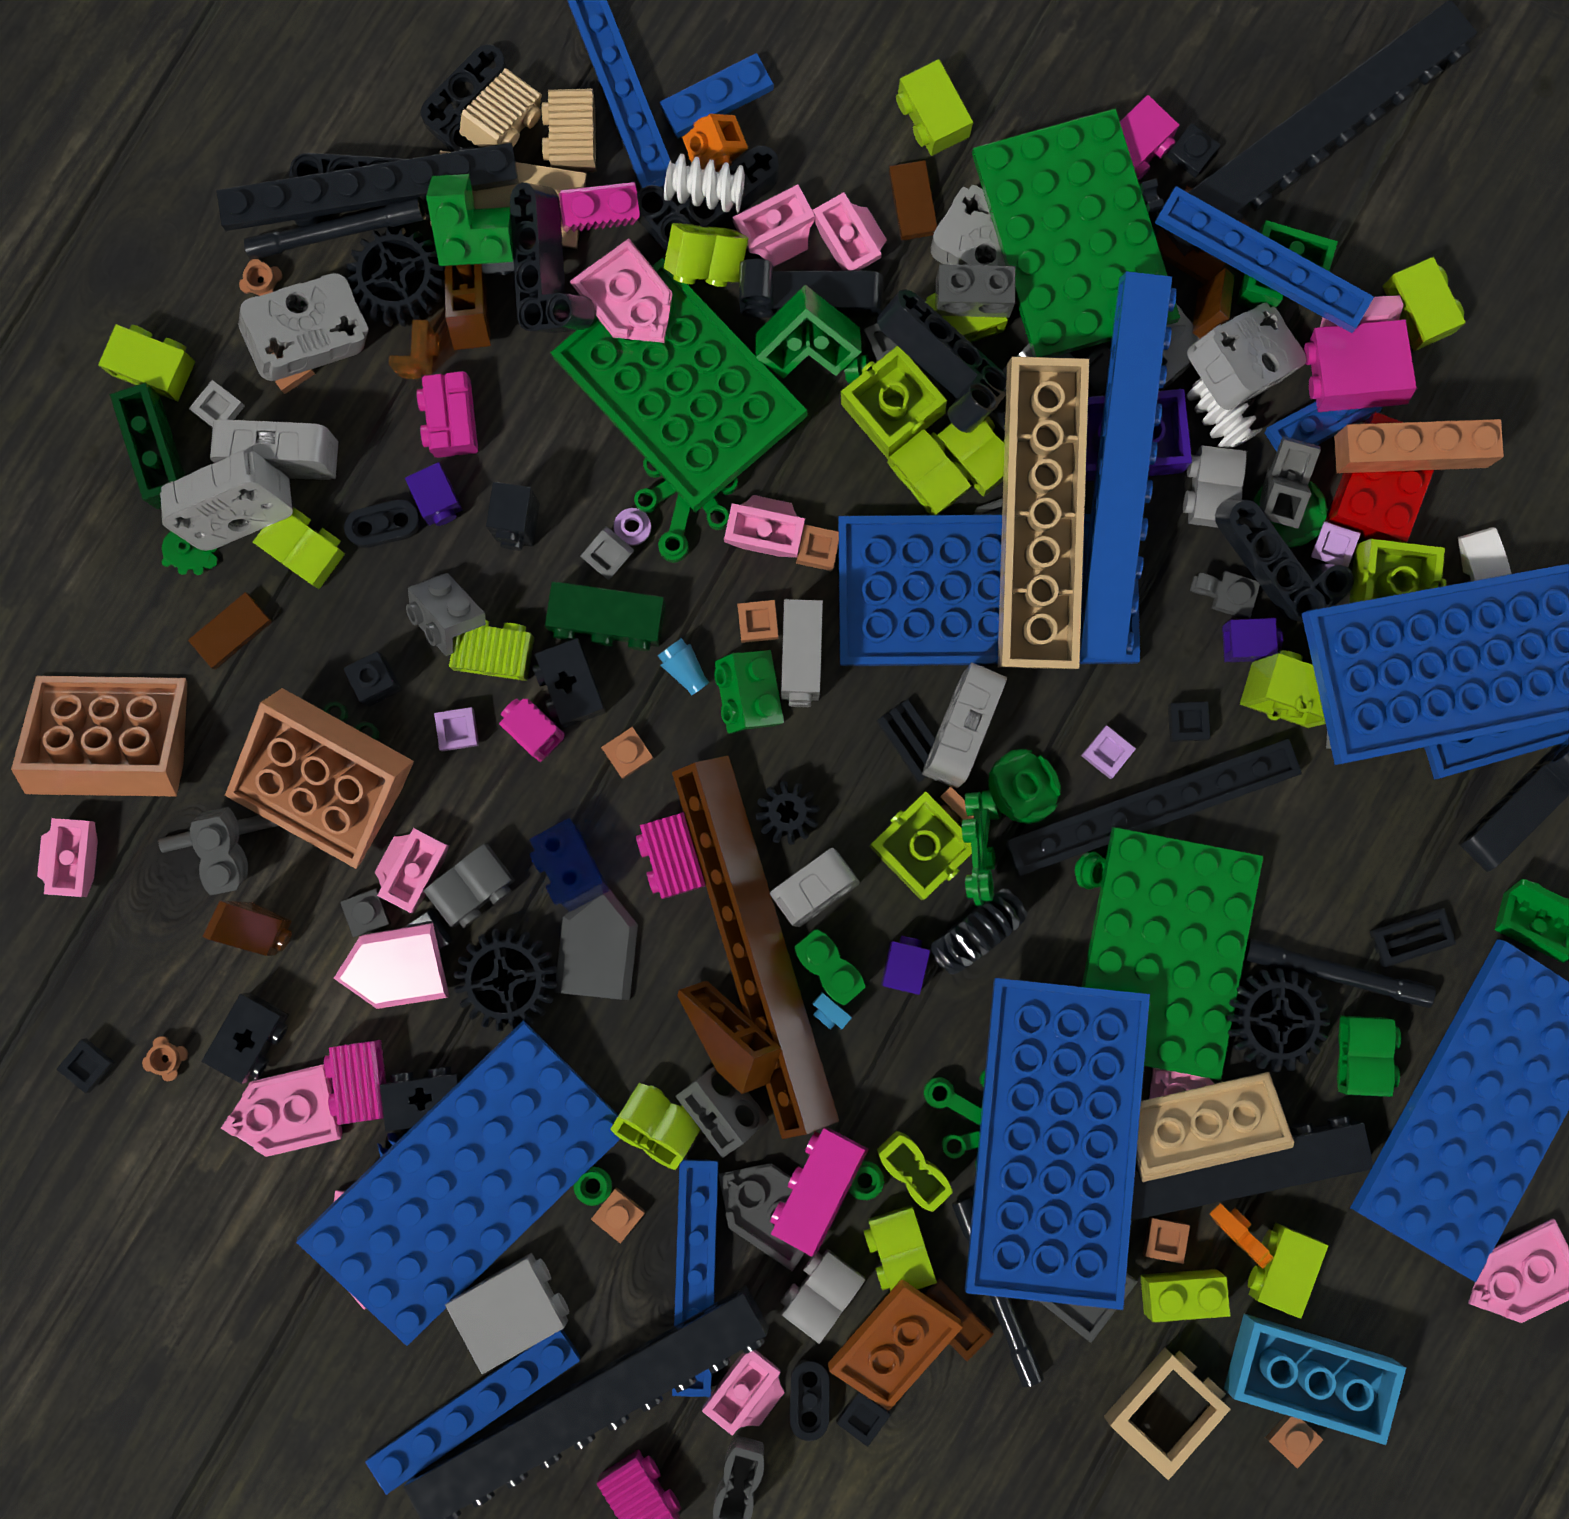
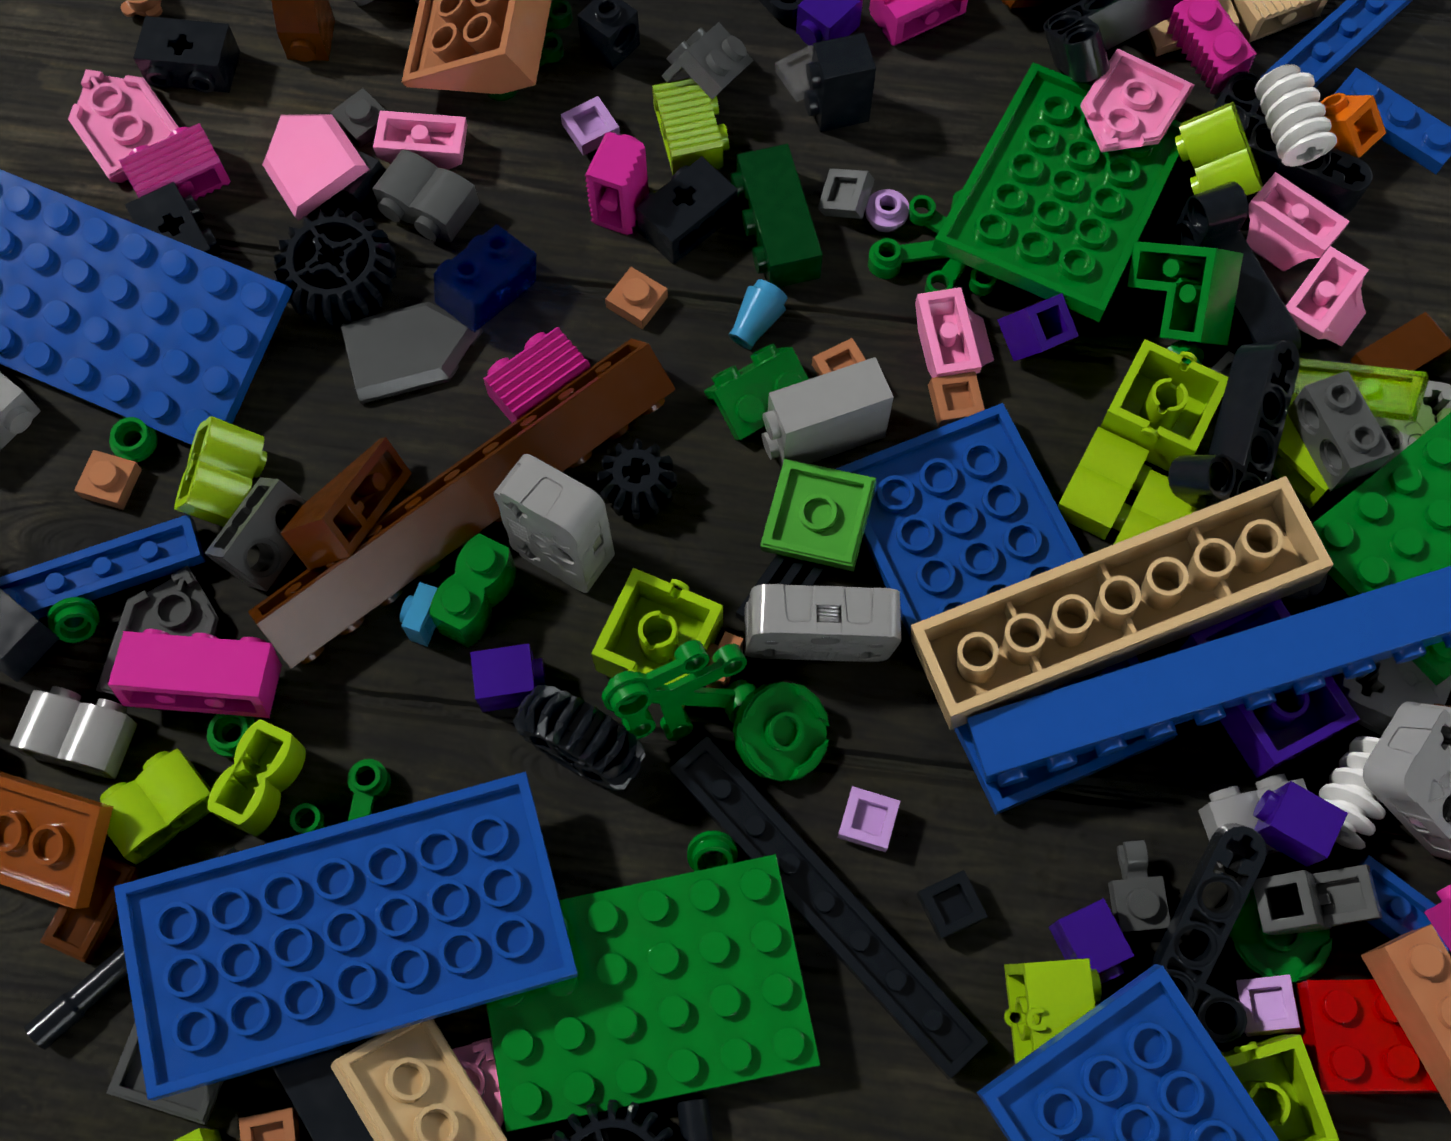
camera: 70 degrees right, 15 degrees down
(473, 537) = (793, 72): none -> clear tile
(731, 1272) = (73, 619): none -> green plate
(790, 462) = (1038, 327): none -> dark purple brick
(873, 691) = (818, 514): none -> bright green tile
(946, 246) = (1387, 391): none -> clear neon green tile
(1237, 468) = (1298, 823): none -> dark purple brick

